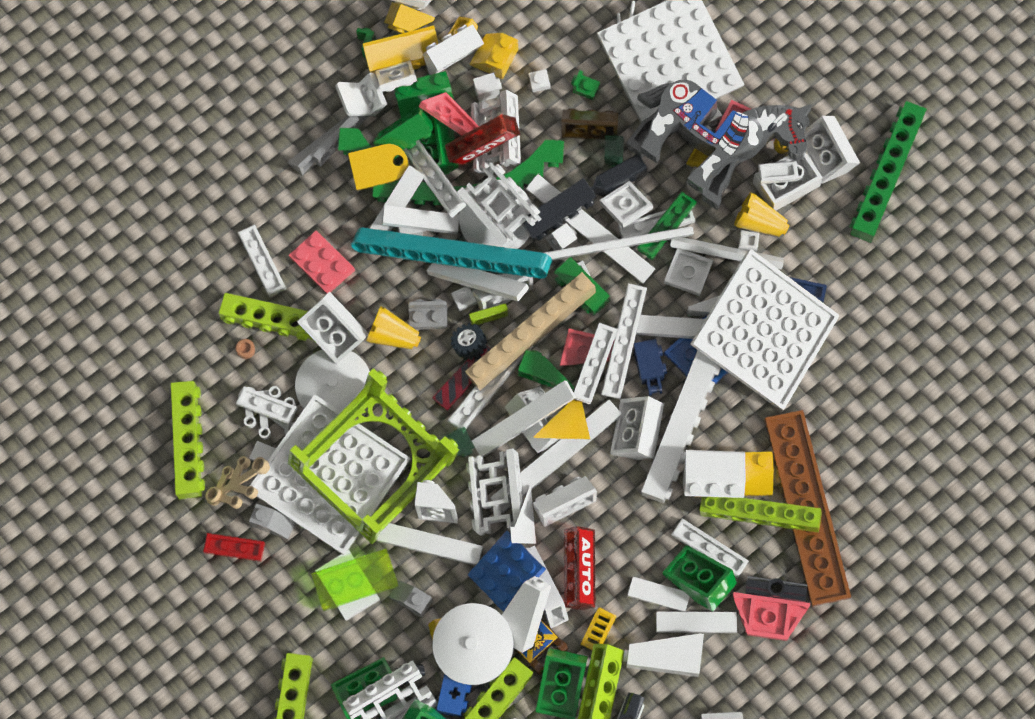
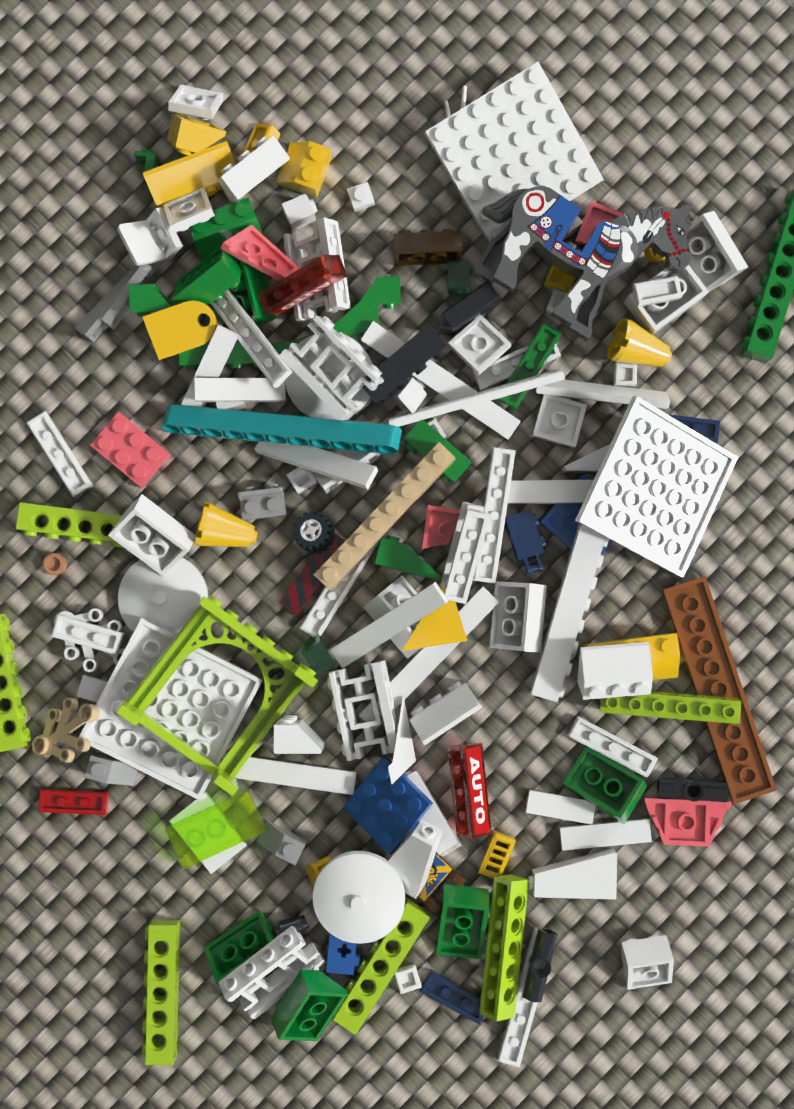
camera: 15 degrees left, 15 degrees up
(489, 314) = (333, 496): lime tile -> none
(585, 86) = (415, 198): green bracket -> none

